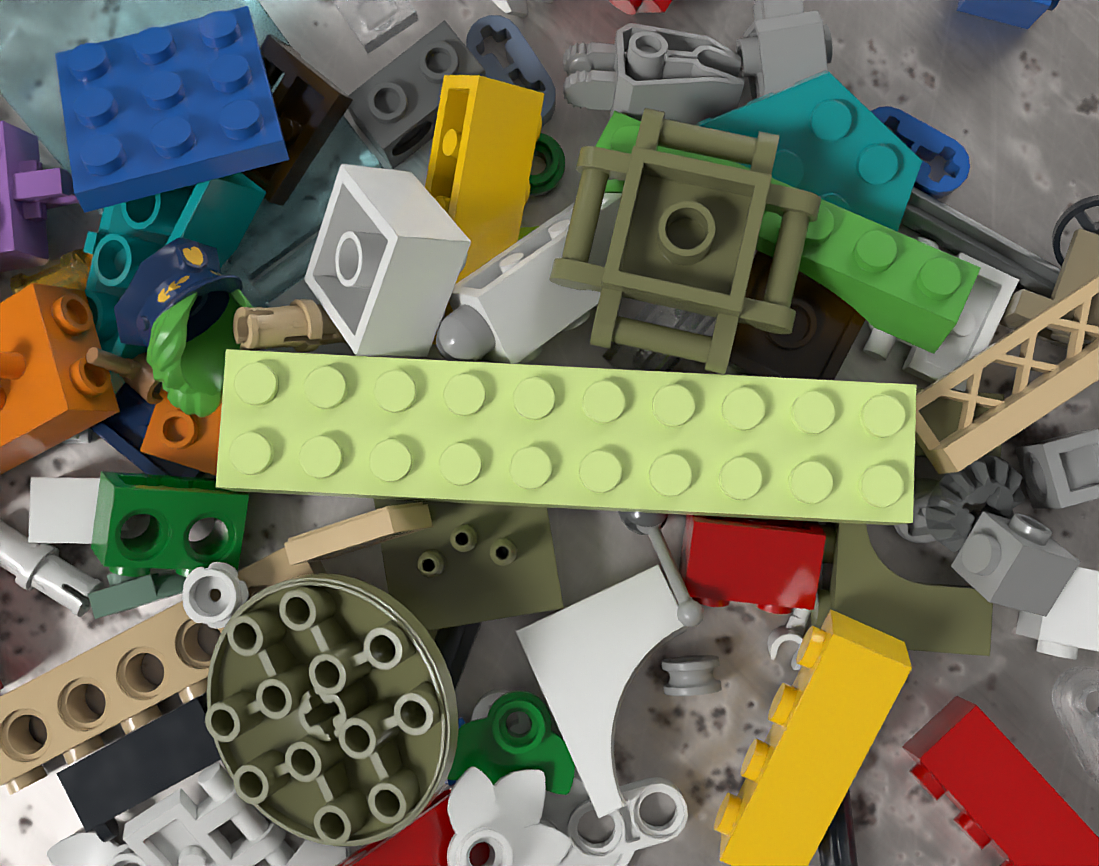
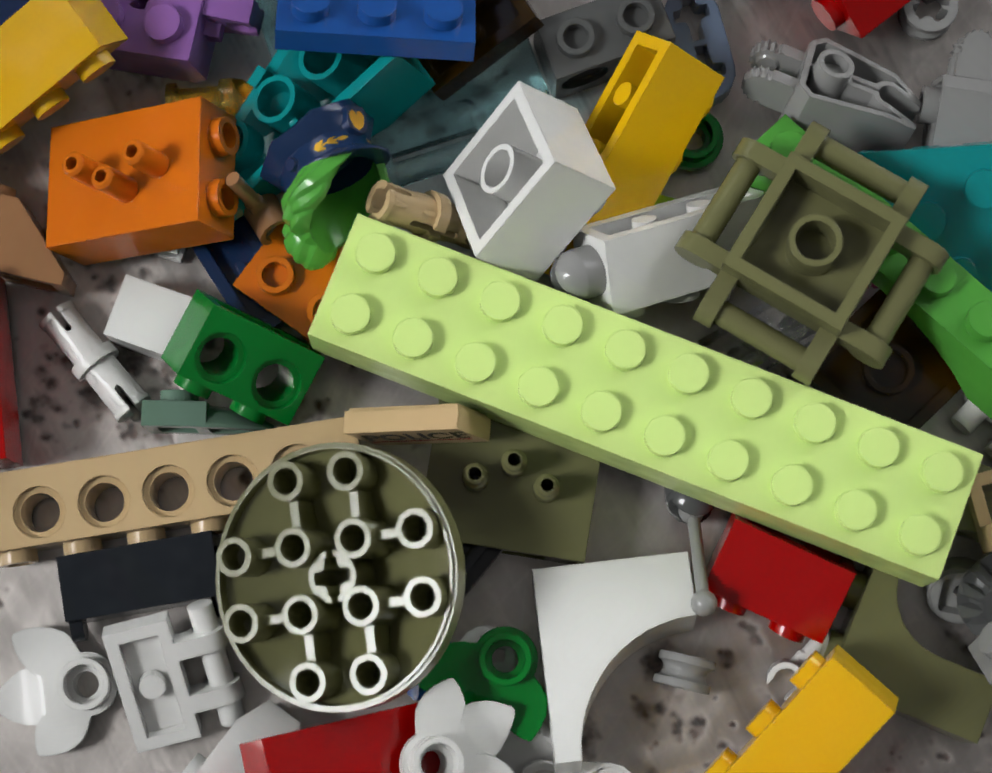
camera: 15 degrees right, 5 degrees down
(197, 594) = (251, 425): white plate -> none

